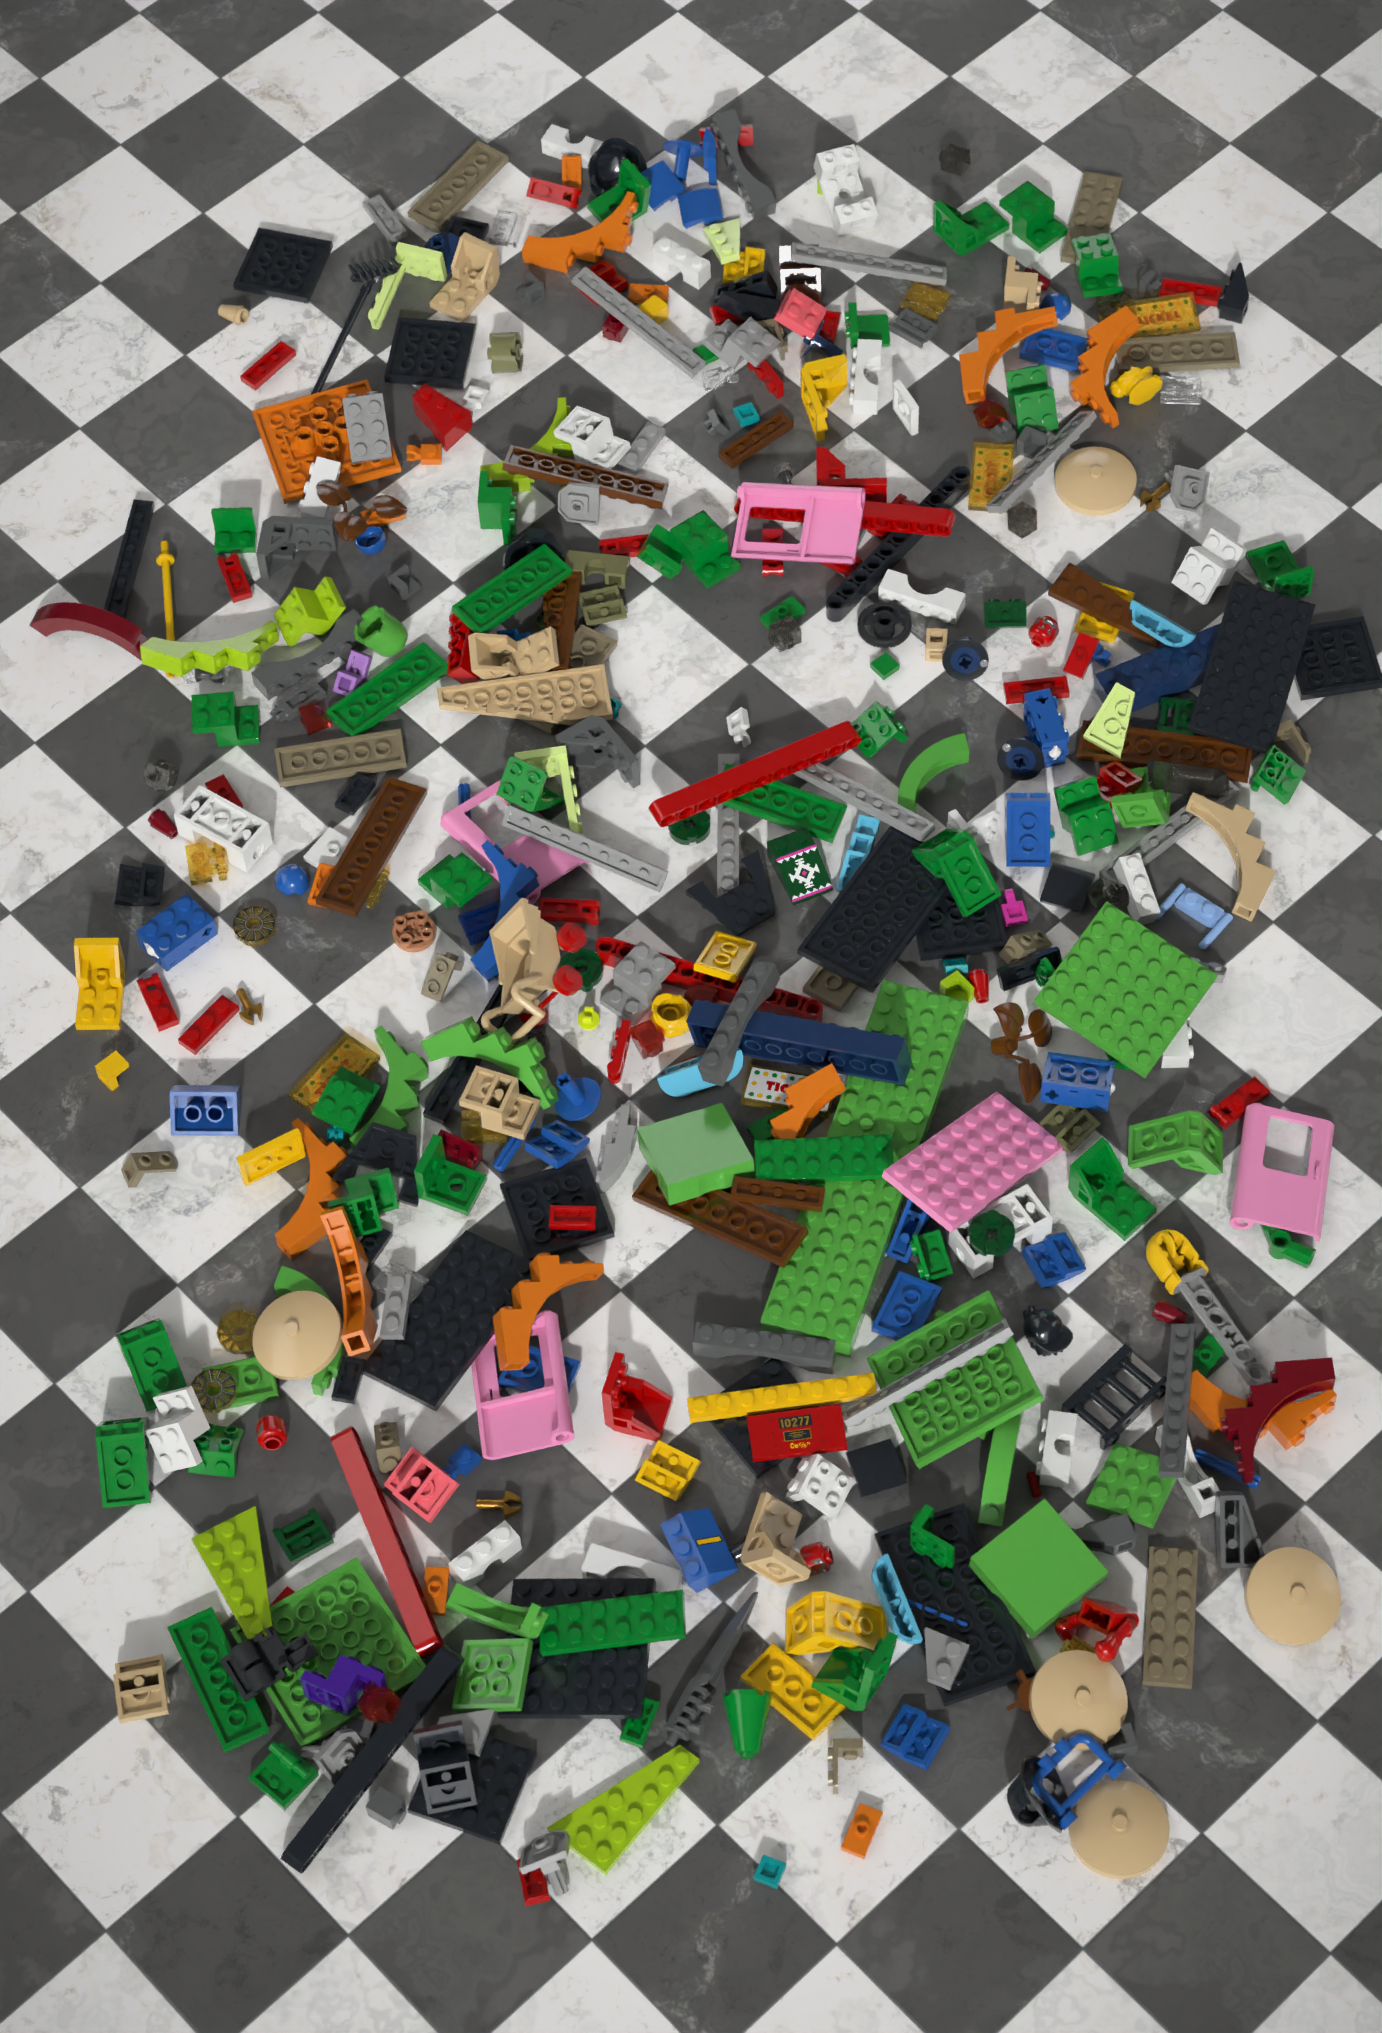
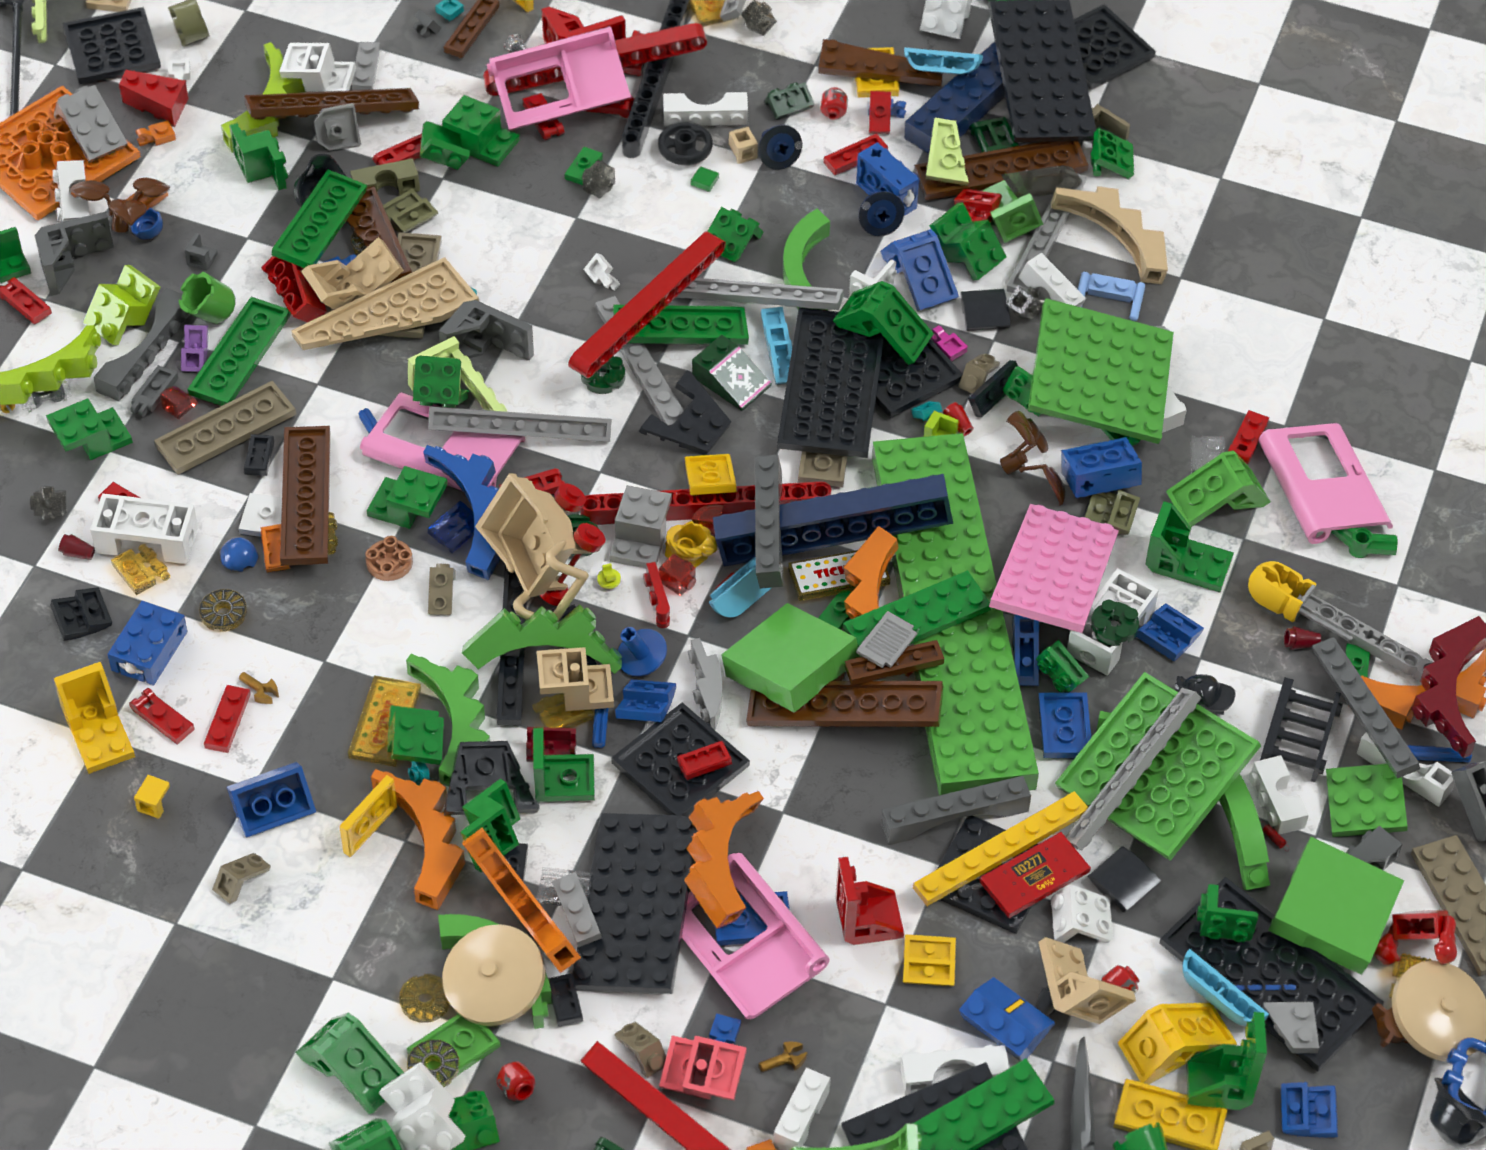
camera: 30 degrees left, 5 degrees down
(780, 1172) = (887, 640): none -> light grey window

